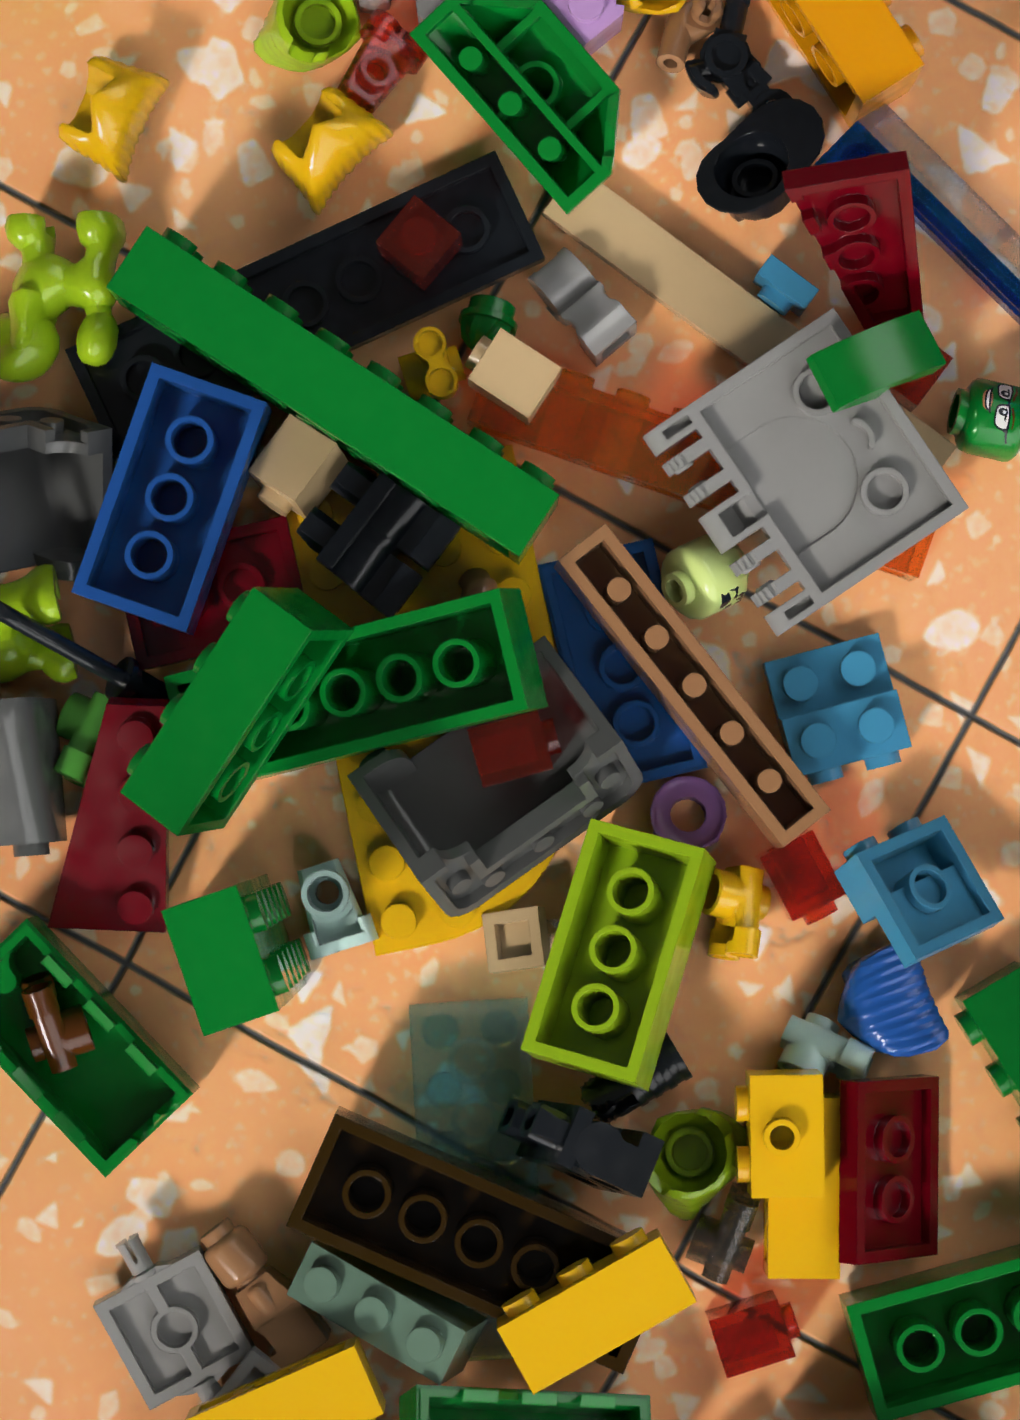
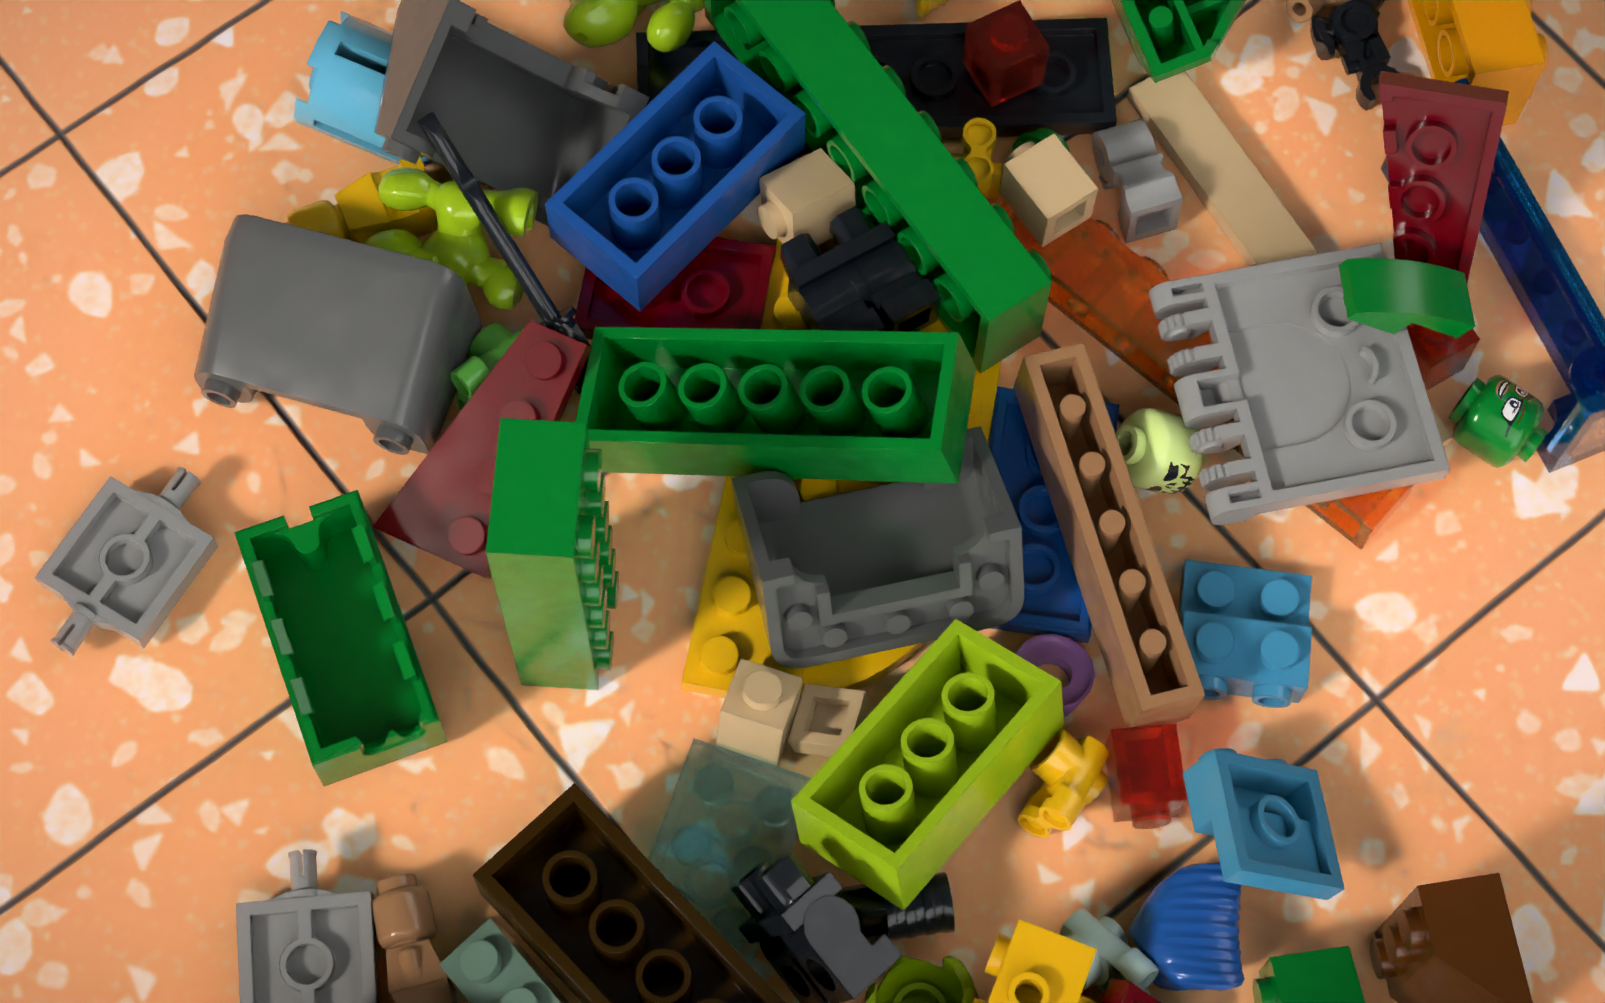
camera: 20 degrees right, 20 degrees down
(57, 1032) = (332, 617): reddish brown plate -> none
(235, 709) = (658, 344): green brick -> none
(335, 924) = (657, 634): light aqua plate -> none
(455, 963) = (758, 712): none -> tan brick
(513, 747) = (906, 519): clear red brick -> none
(747, 166) = (1340, 122): black piece -> none
(783, 288) = (1334, 225): dark azure plate -> none

